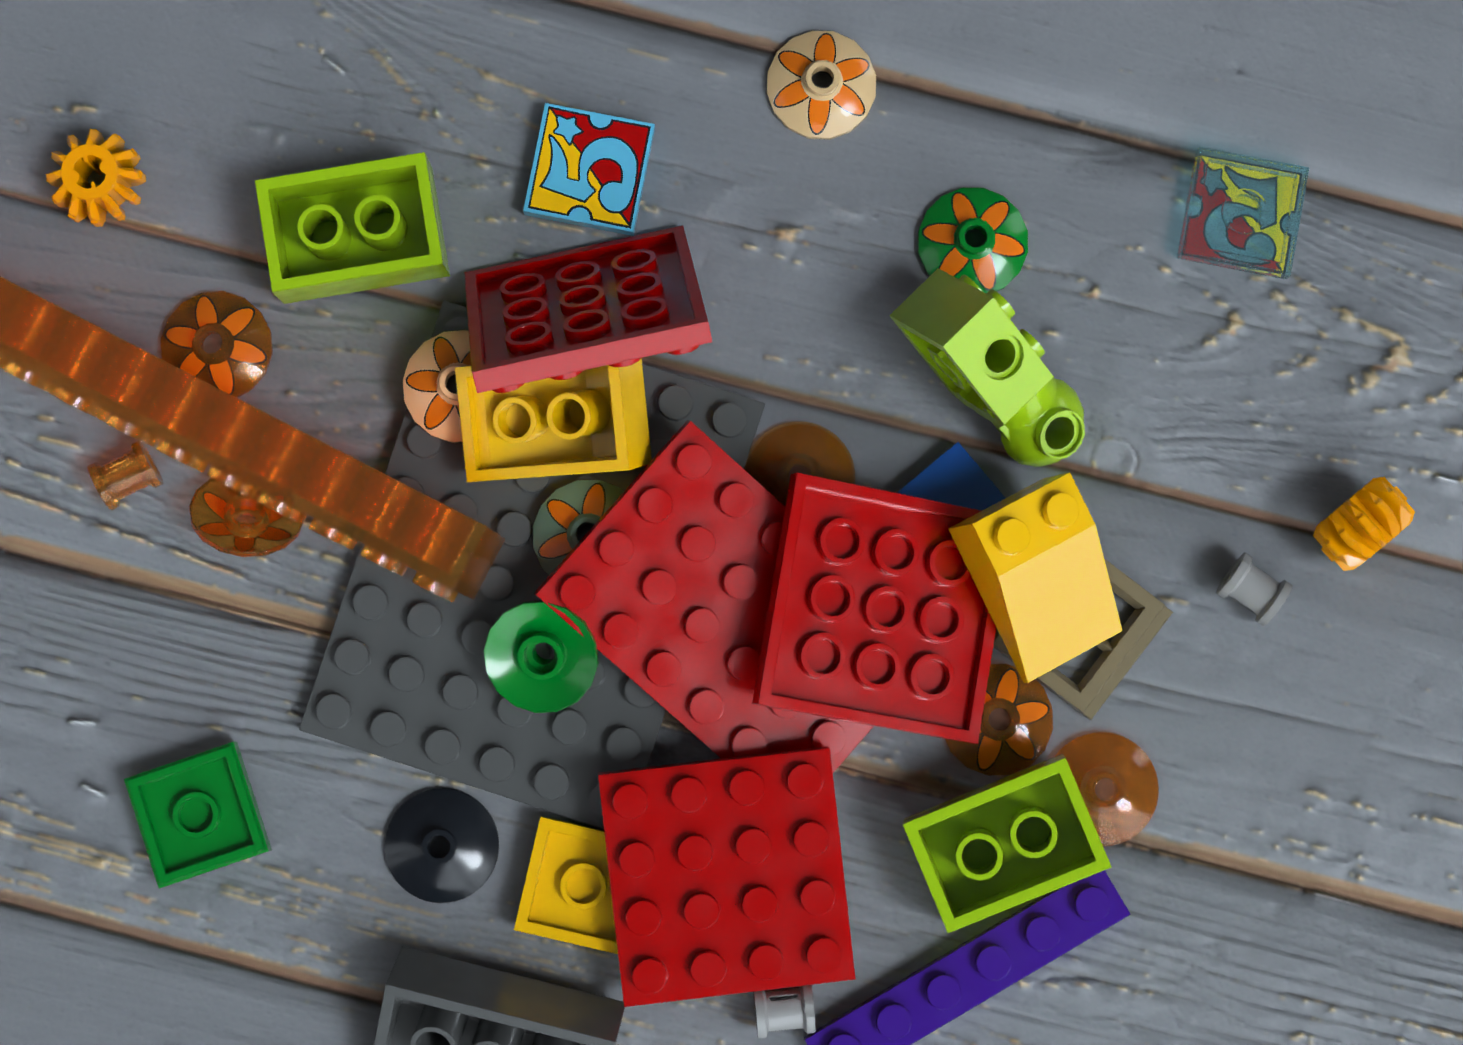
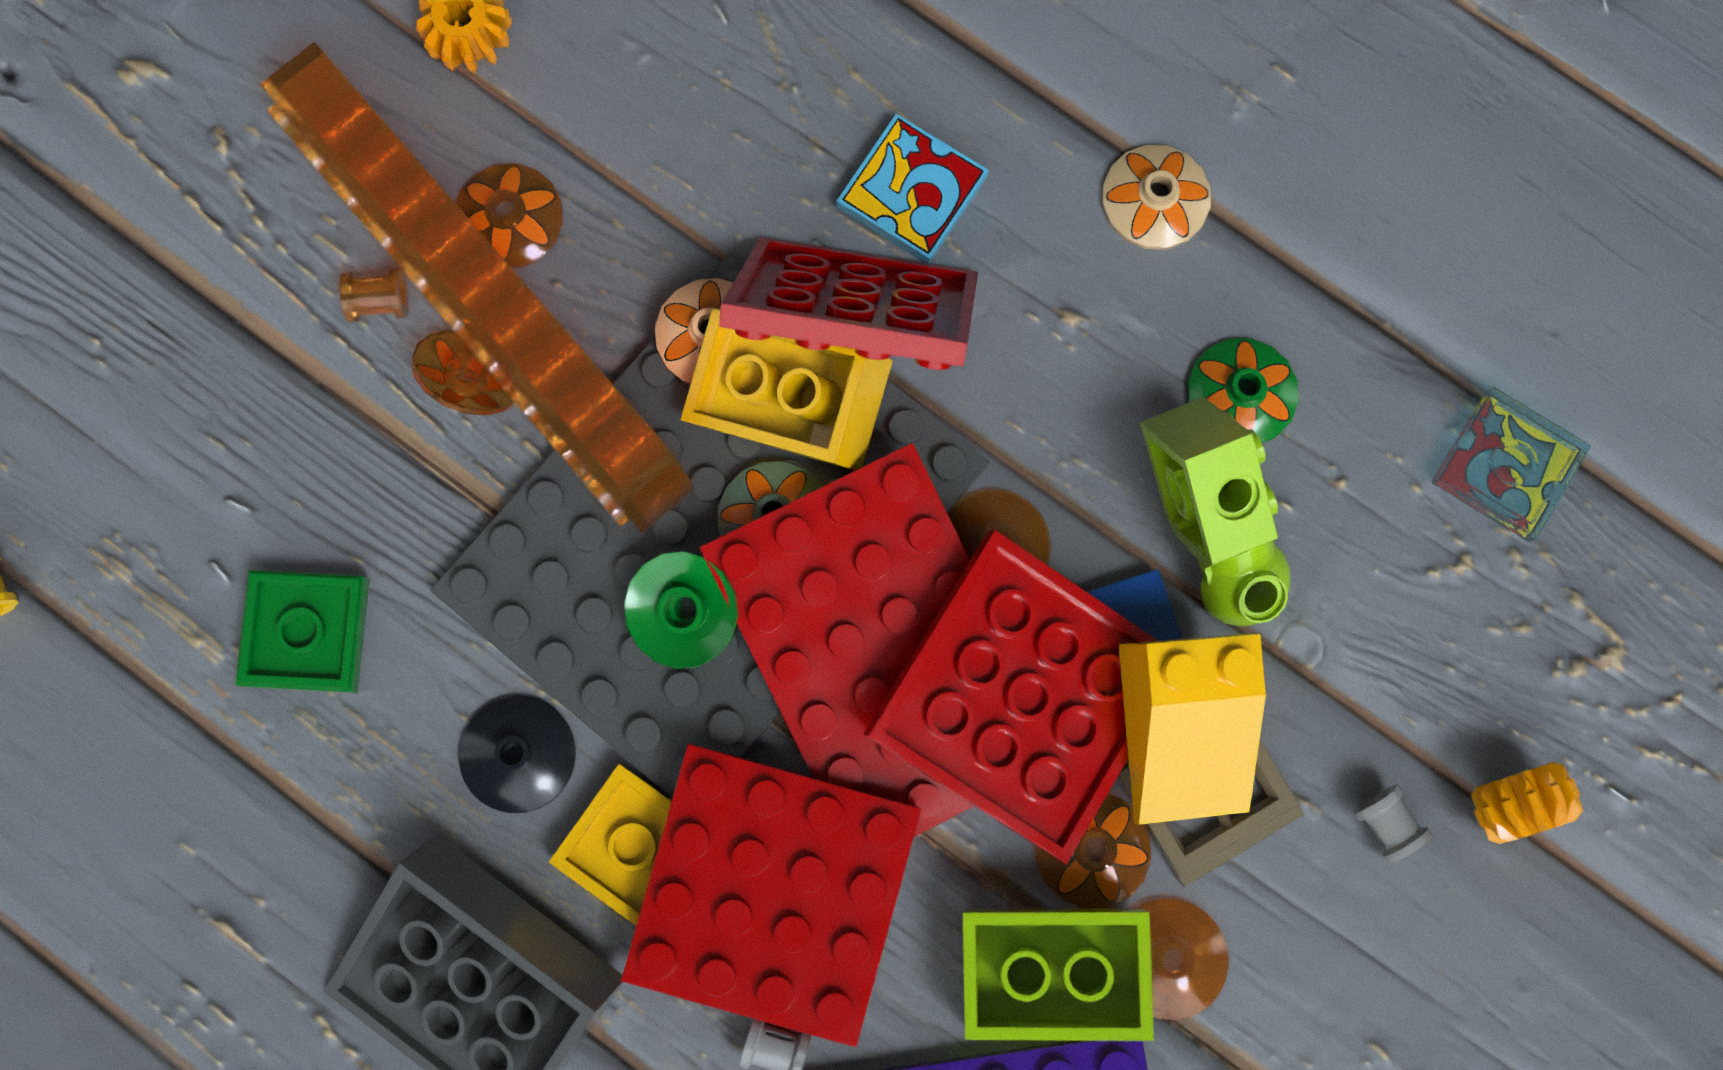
camera: 25 degrees right, 5 degrees down
(352, 228) = (673, 152): lime brick -> none

